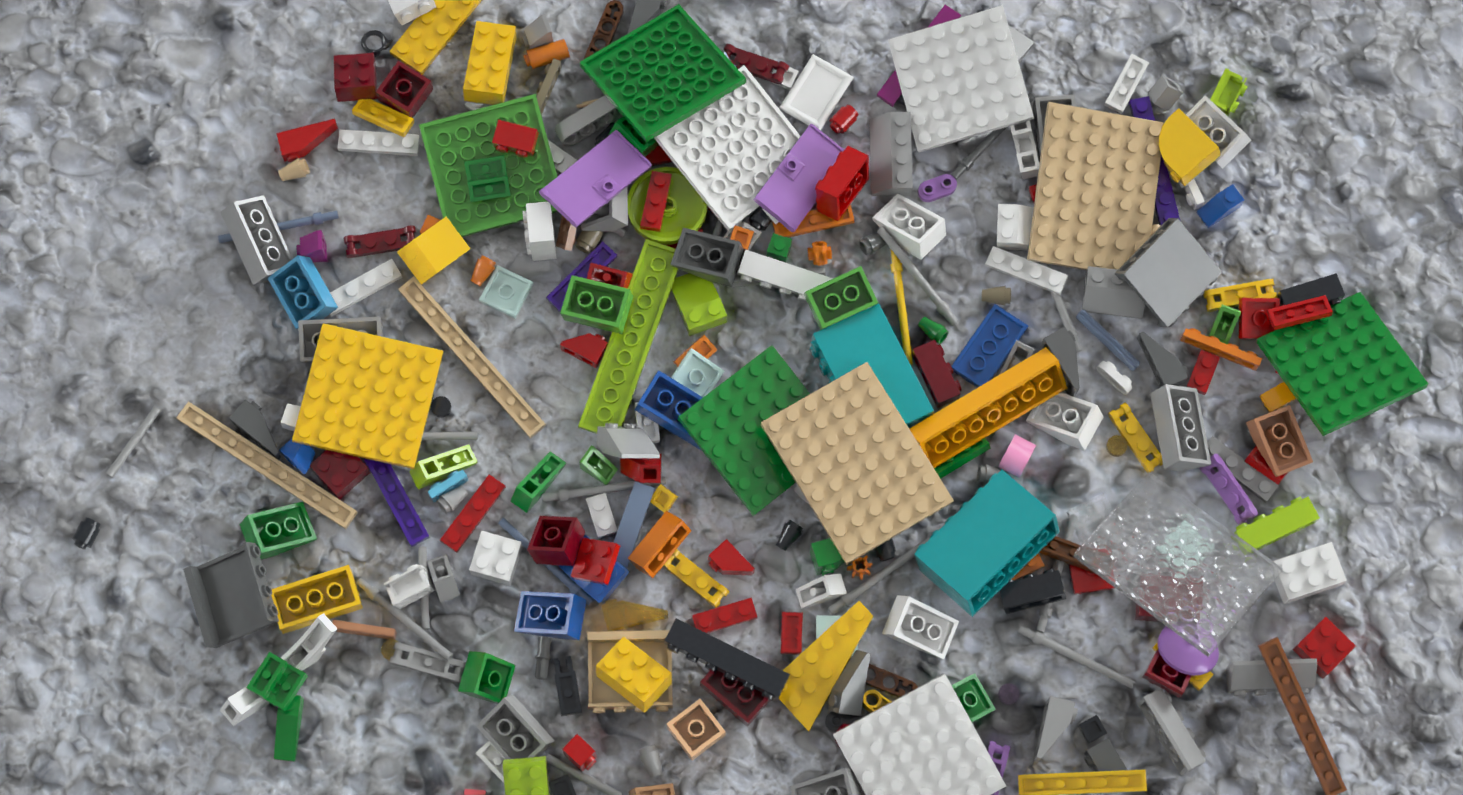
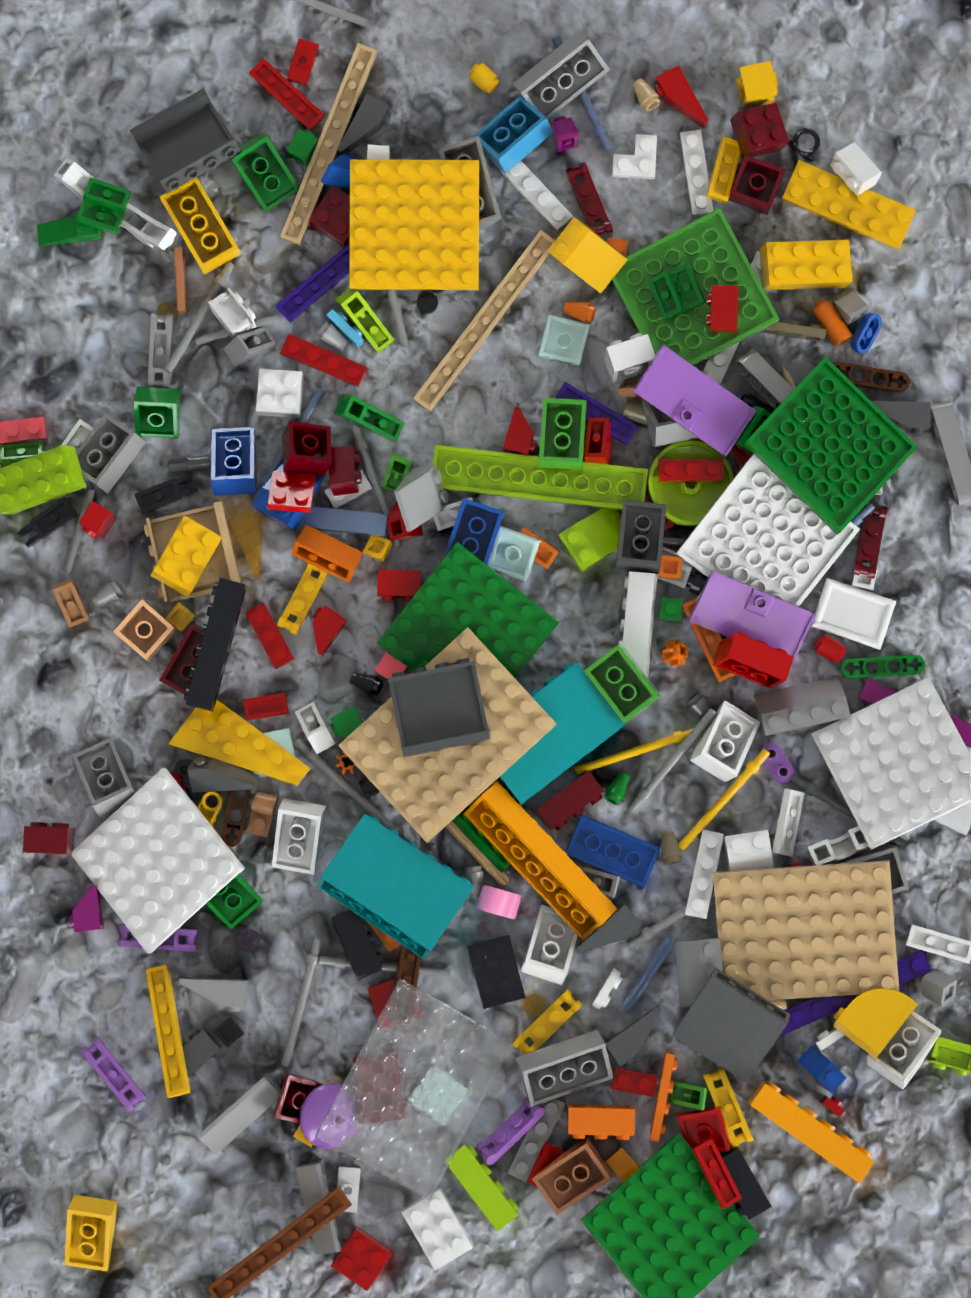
camera: 85 degrees right, 10 degrees up
(180, 474) = (302, 62): none -> red plate
(208, 494) = (286, 95): none -> red plate
(240, 310) = (484, 78): none -> yellow brick
(263, 489) = (302, 146): none -> green brick
(313, 69) = (757, 85): none -> yellow piece
(356, 187) = (641, 164): none -> white plate
(563, 27) = (866, 333): none -> blue plate
(588, 511) = (344, 472): none -> dark red brick
(688, 695) = (180, 617): none -> yellow plate
(702, 486) = (398, 584): none -> red brick
(781, 508) = (390, 665): none -> coral brick
(832, 461) = (438, 707): none -> dark grey panel
(869, 79) = (882, 670): none -> green beam
(890, 656) = (262, 813): none -> medium nougat plate
(938, 207) = (751, 768): none -> yellow bar
(972, 465) = (501, 878): none -> tan axle
(993, 188) = (788, 822): none -> white plate
(1079, 472) = (496, 971): none -> black slope
(1234, 405) = (600, 1121): none -> orange brick
(1248, 647) = (349, 1183): none -> white plate
(1254, 204) = (833, 1105): none -> red plate
(1274, 225) = (811, 1132): none -> light orange brick

